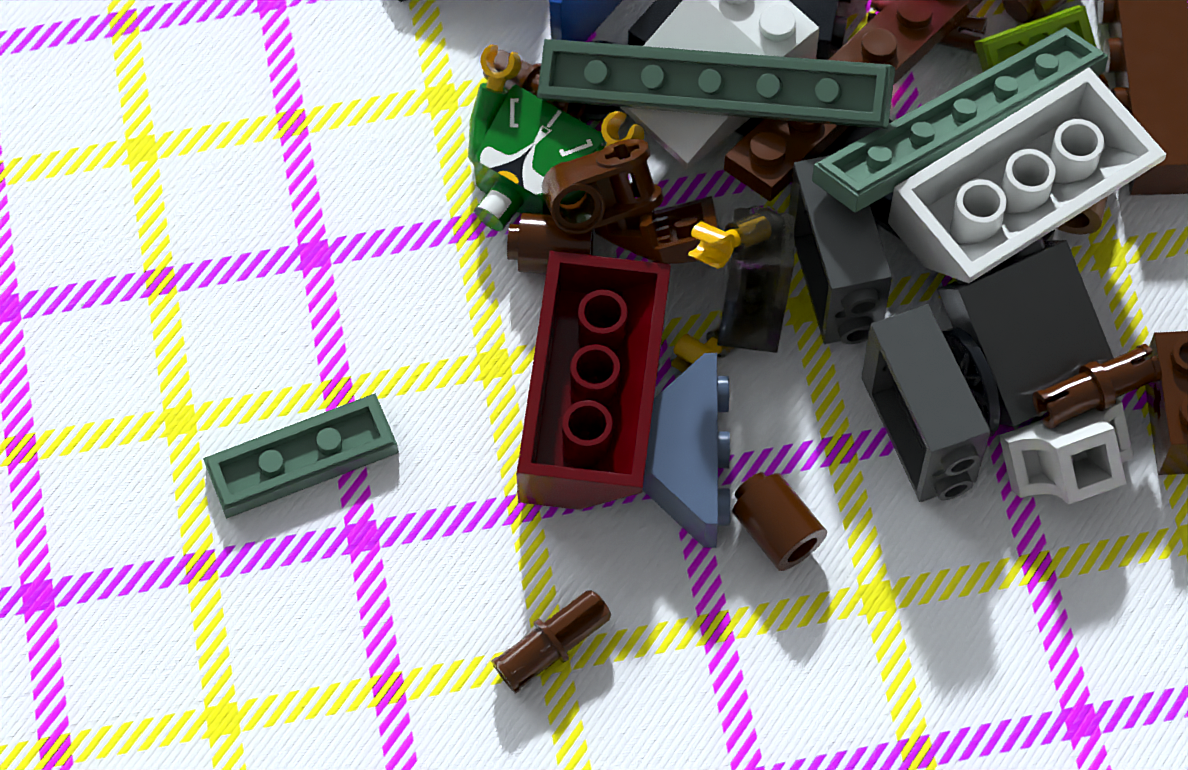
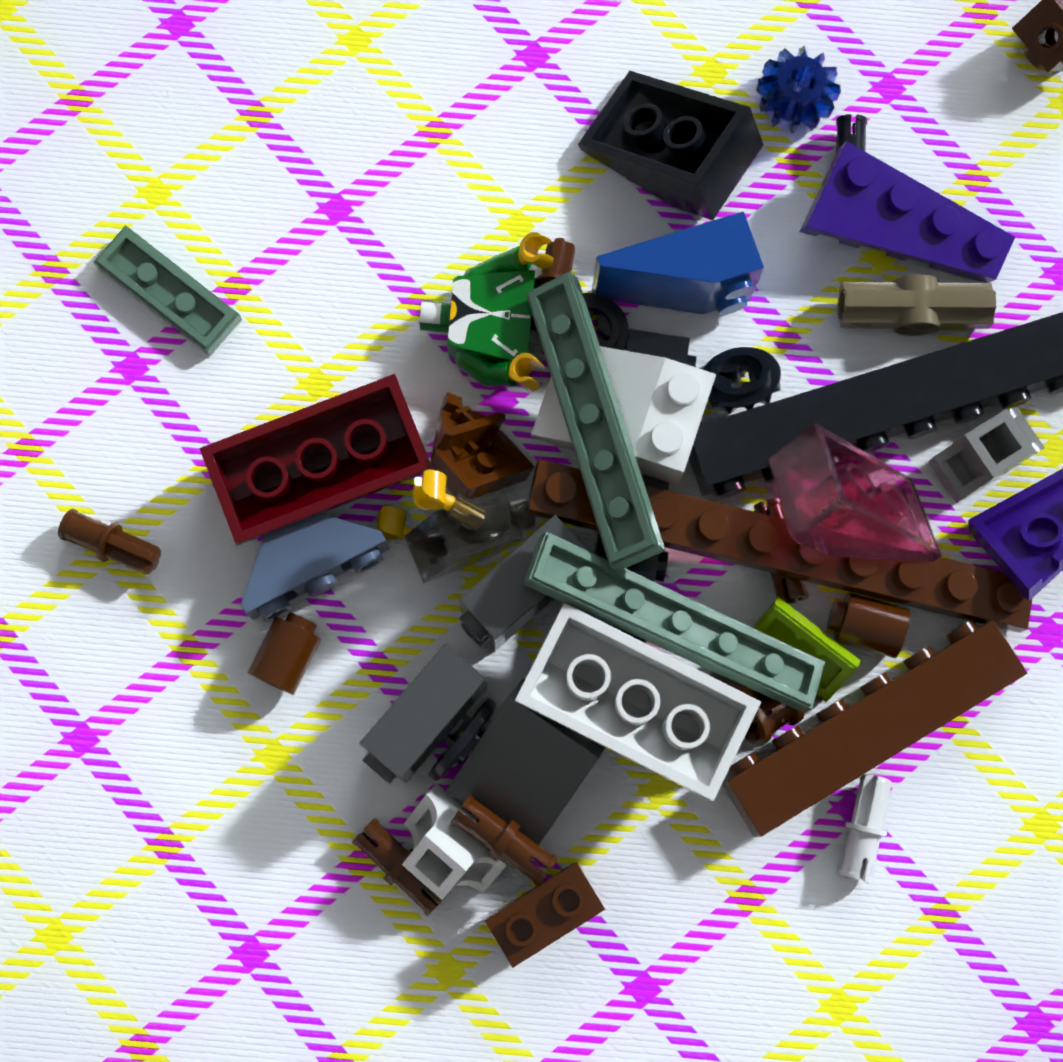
camera: 55 degrees right, 15 degrees up
(538, 236) = (424, 372): reddish brown brick -> none
(606, 187) = (468, 379): reddish brown piece -> none
(1065, 522) = (389, 857): none -> reddish brown pin

